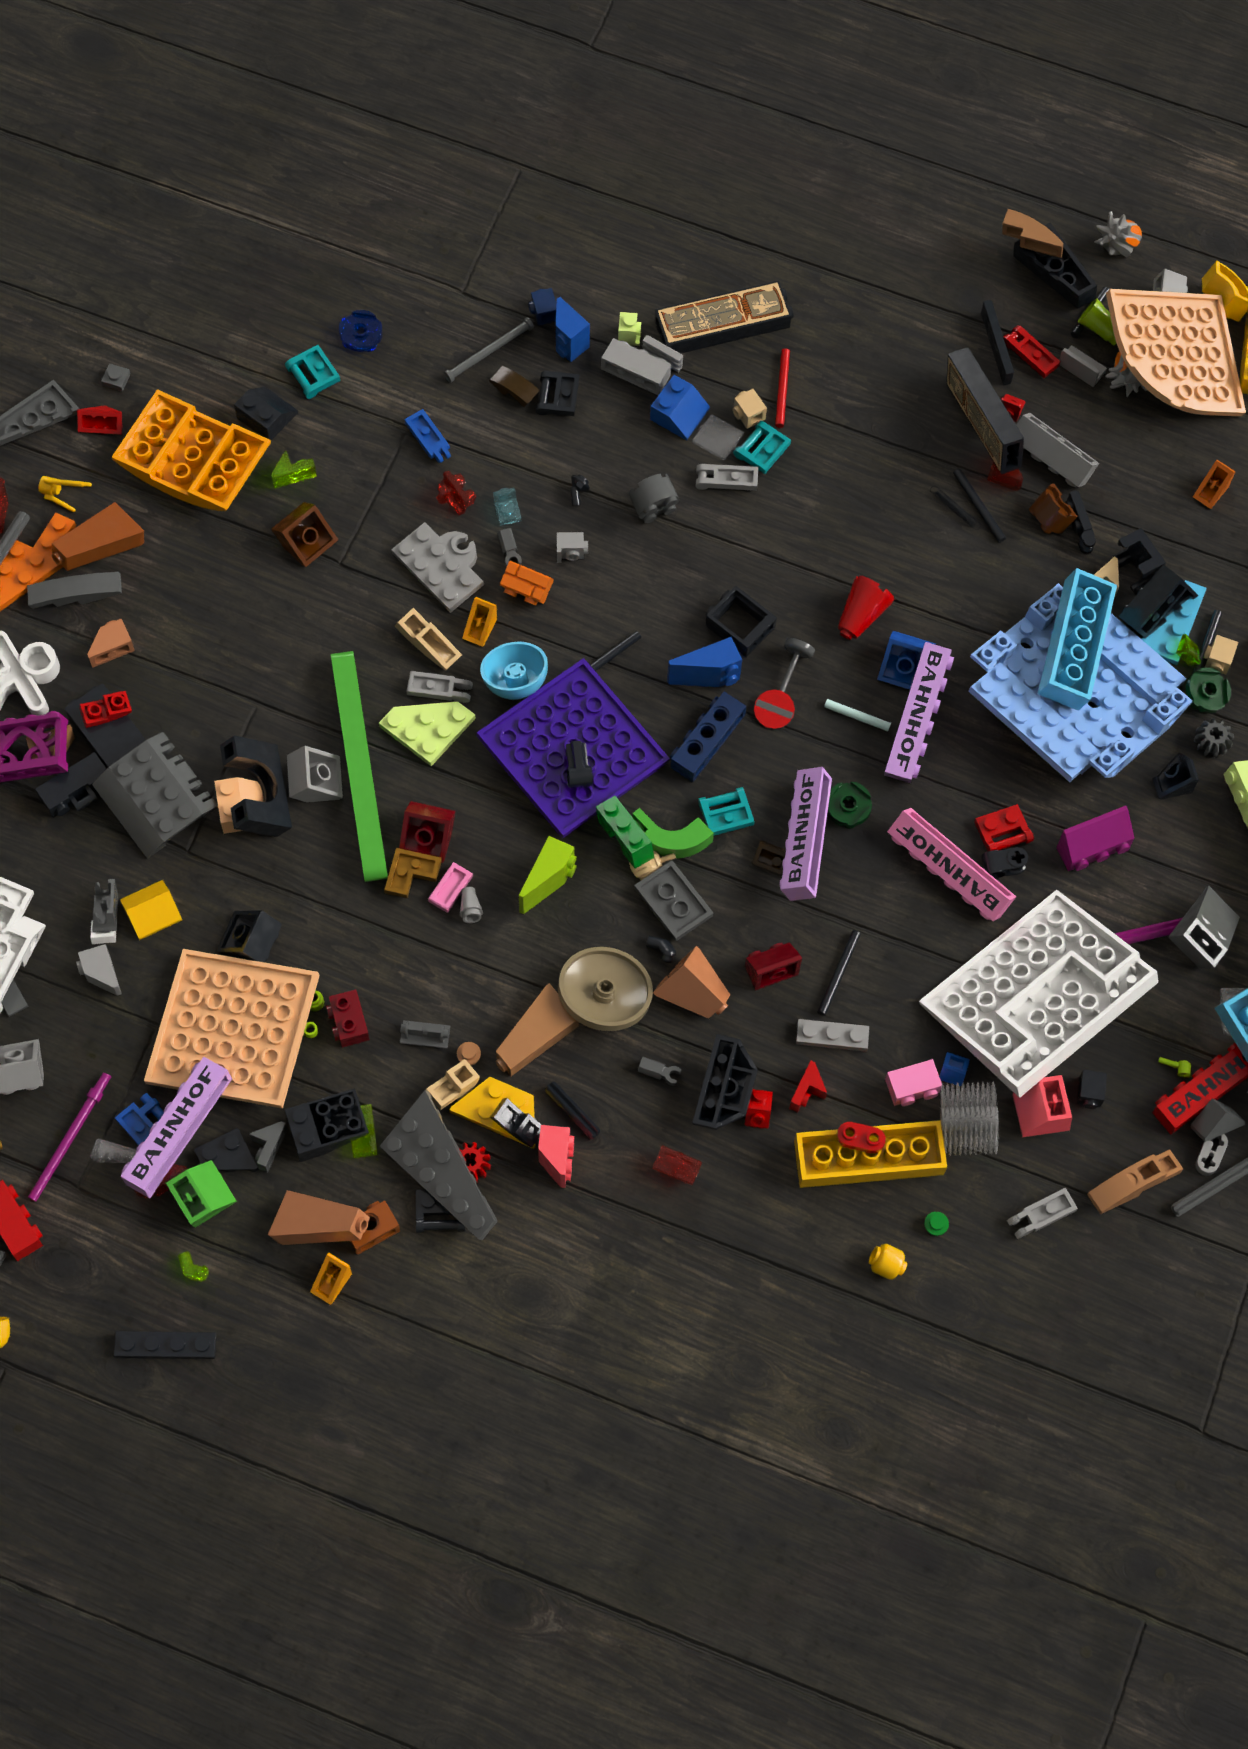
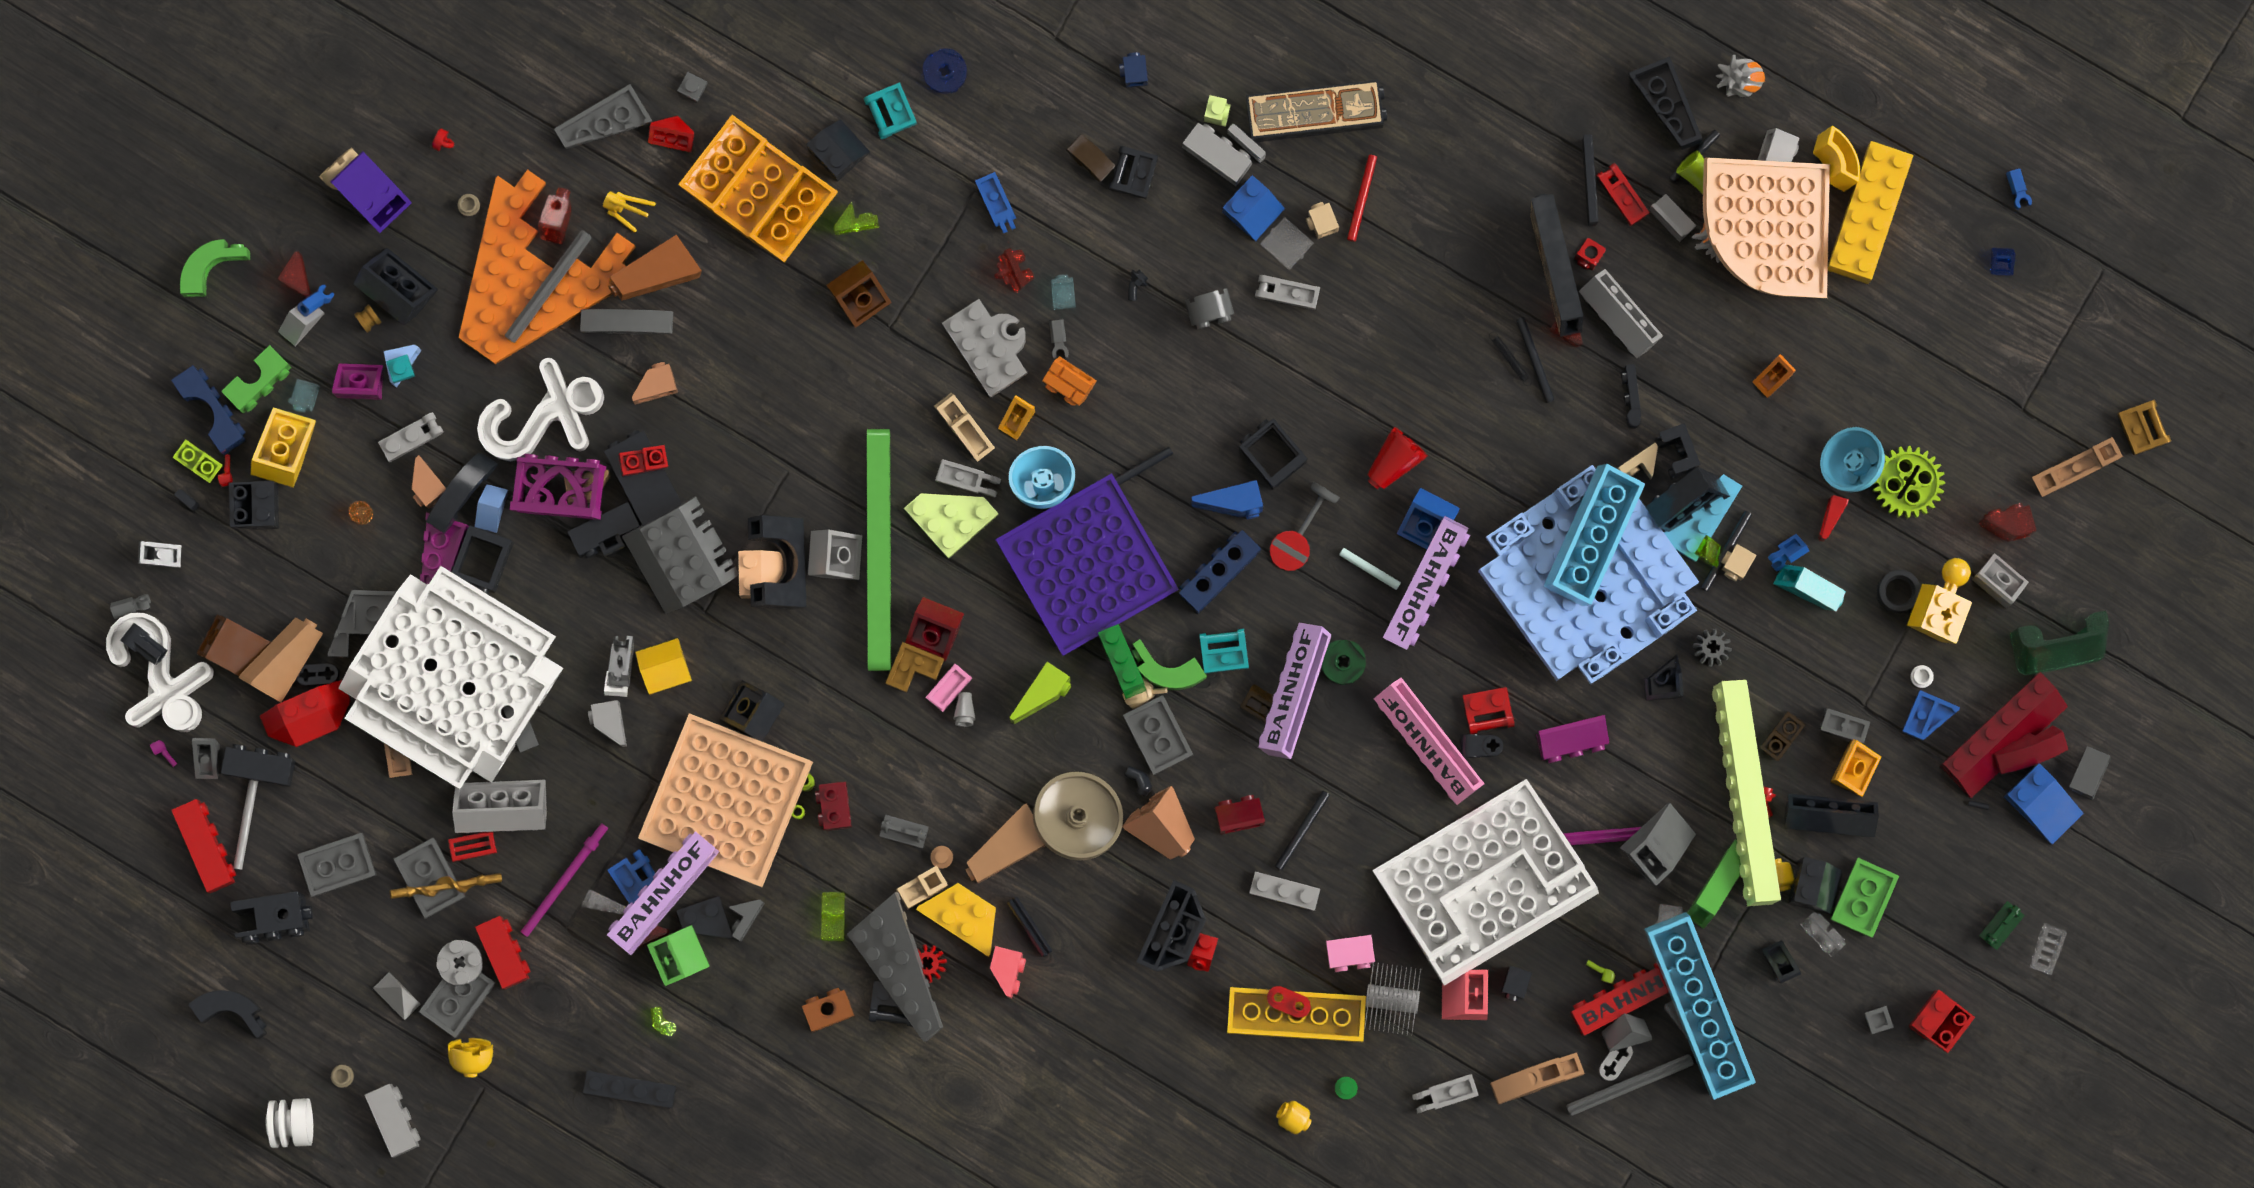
camera: 15 degrees right, 15 degrees up
(316, 1220) = (777, 999): nougat slope -> none
(326, 1124) = (800, 907): black slope -> none
(331, 1278) = (785, 1054): light orange slope -> none
(451, 374) = (1029, 134): dark grey bar -> none
(516, 1122) = (976, 933): black slope -> none
(571, 331) = (1154, 109): blue slope -> none
(571, 546) = (1119, 347): light grey brick -> none
(578, 770) = (1087, 594): black piece -> none
(658, 1070) = (1114, 900): dark grey bar -> none
(677, 1165) = (1117, 997): clear red hips -> none
(768, 450) = (1334, 269): teal plate -> none
(811, 1083) = (1254, 935): red slope -> none
(954, 1069) = (1392, 941): blue slope -> none
(1031, 234) = (1645, 70): medium nougat slope -> none
(1052, 511) = (1603, 380): reddish brown cylinder -> none
(1215, 682) = (1706, 604): dark green plate -> none

